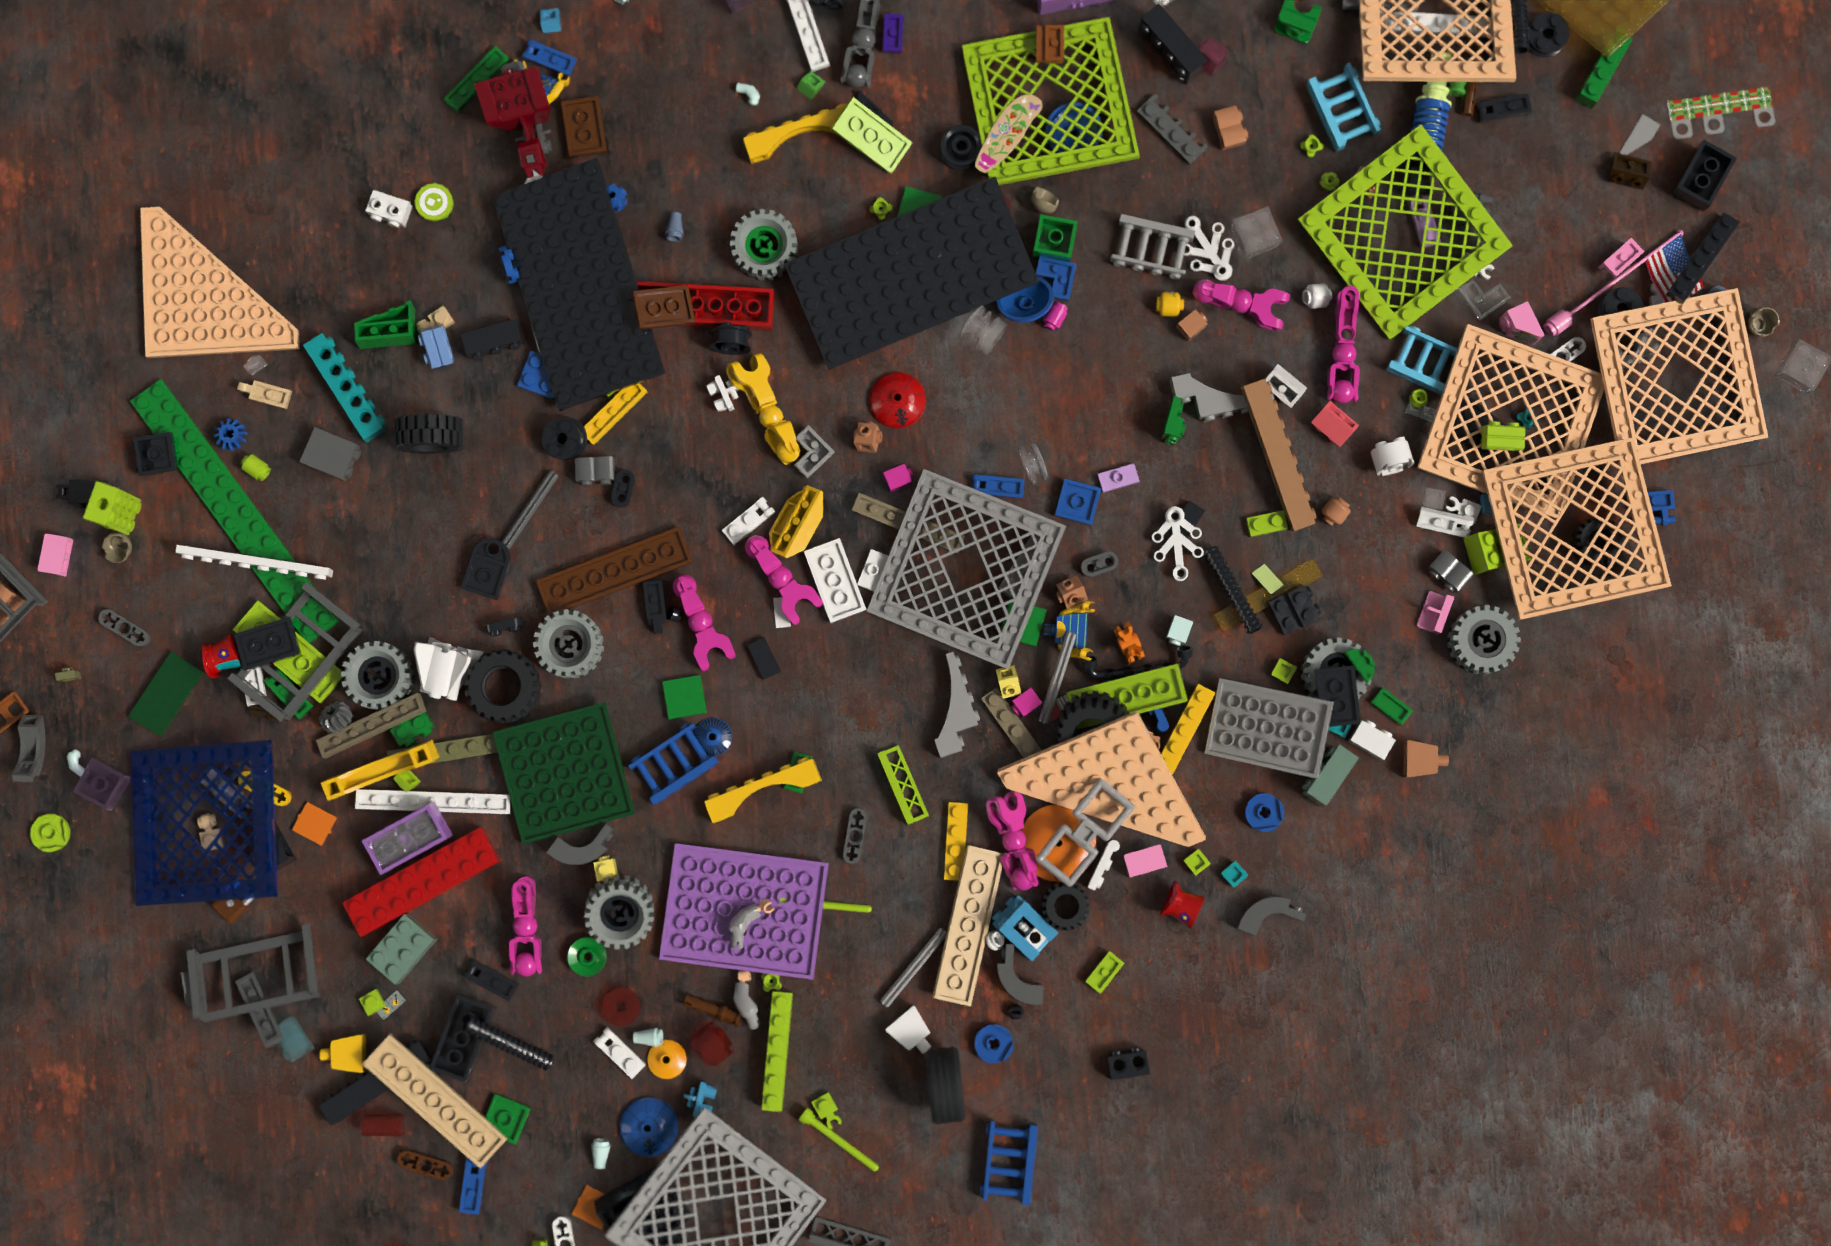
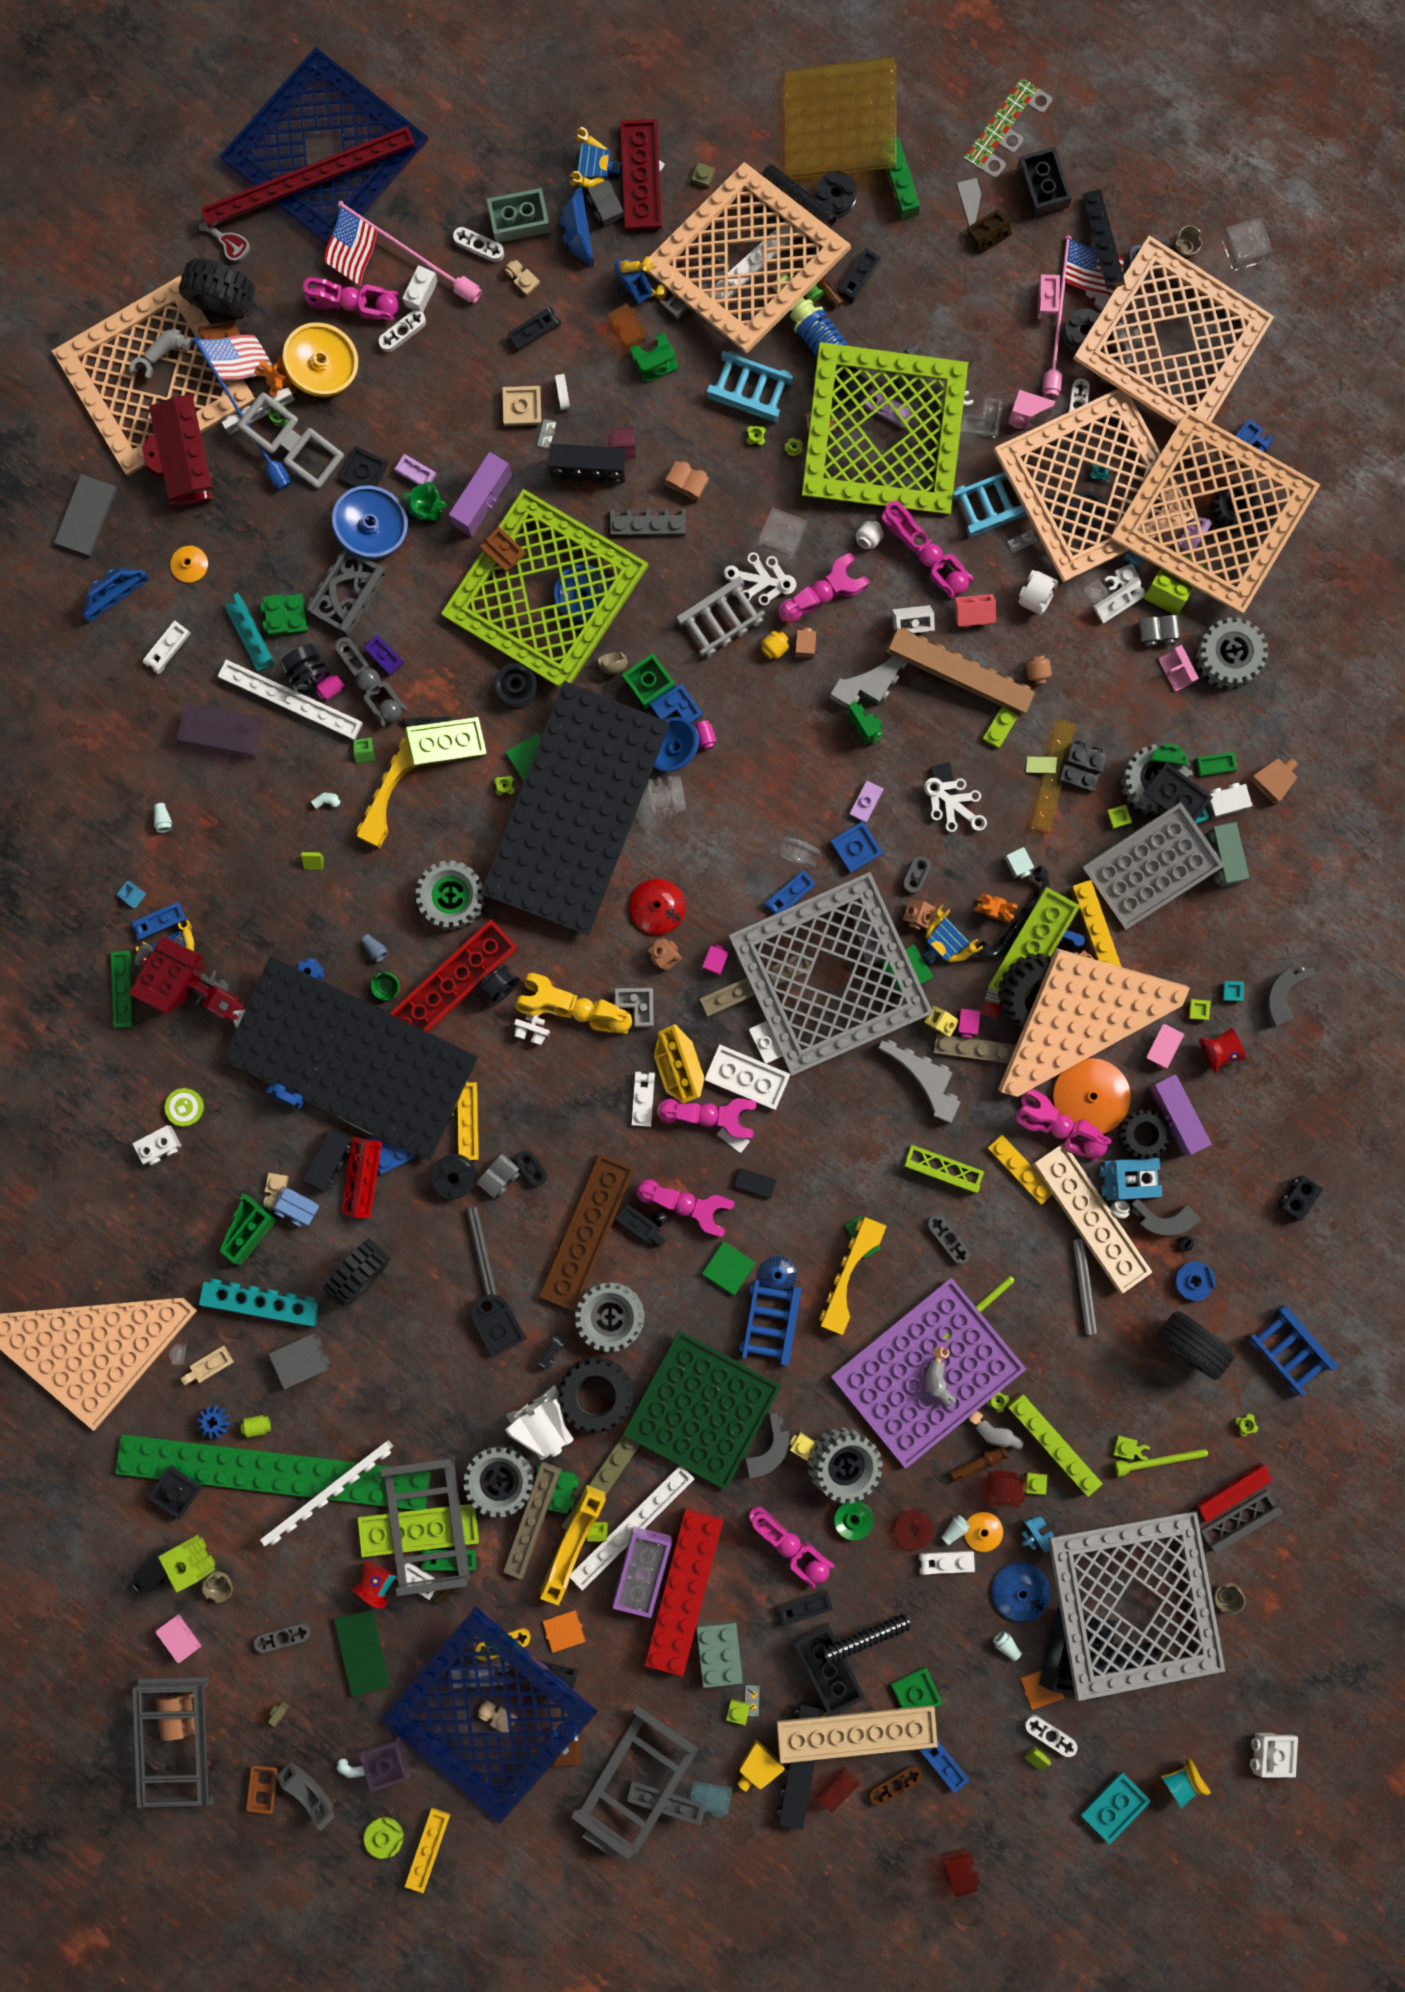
camera: 40 degrees left, 0 degrees up
(70, 872) = (427, 1850): none -> yellow plate
(267, 644) = (398, 1541): black plate -> none
(335, 717) = (500, 1541): dark grey gear -> none
(502, 375) = (363, 1179): none -> red fence
(584, 127) = (235, 944): reddish brown plate -> none
(654, 260) = (385, 986): none -> green hair
(663, 307) = (429, 1012): reddish brown plate -> none
(696, 124) = (312, 860): none -> lime slope
(737, 1065) = (1036, 1483): none -> lime plate
(832, 17) = (329, 687): none -> dark pink brick
(866, 1215) = (1234, 1492): none -> red fence
(910, 1030) = (1129, 1333): white torso -> none
(918, 1181) = (1252, 1427): none -> lime plate
(1008, 131) = (538, 640): tan sticker -> none
(1057, 677) = (972, 983): light grey axle -> none
(1085, 832) = (1106, 1069): light grey bar -> none
(1103, 864) = (1138, 1078): white plate -> none
(1104, 918) = (1180, 1115): none -> medium lavender brick
(1104, 972) = (1218, 1152): lime plate -> none
(1232, 590) = (1027, 797): black piece -> none
(1257, 821) = (1218, 922): blue plate -> none
(1422, 395) = (1012, 529): lime plate -> none
(1503, 437) = (1100, 501): lime brick -> none
(1559, 531) = (1192, 530): none -> lavender plate

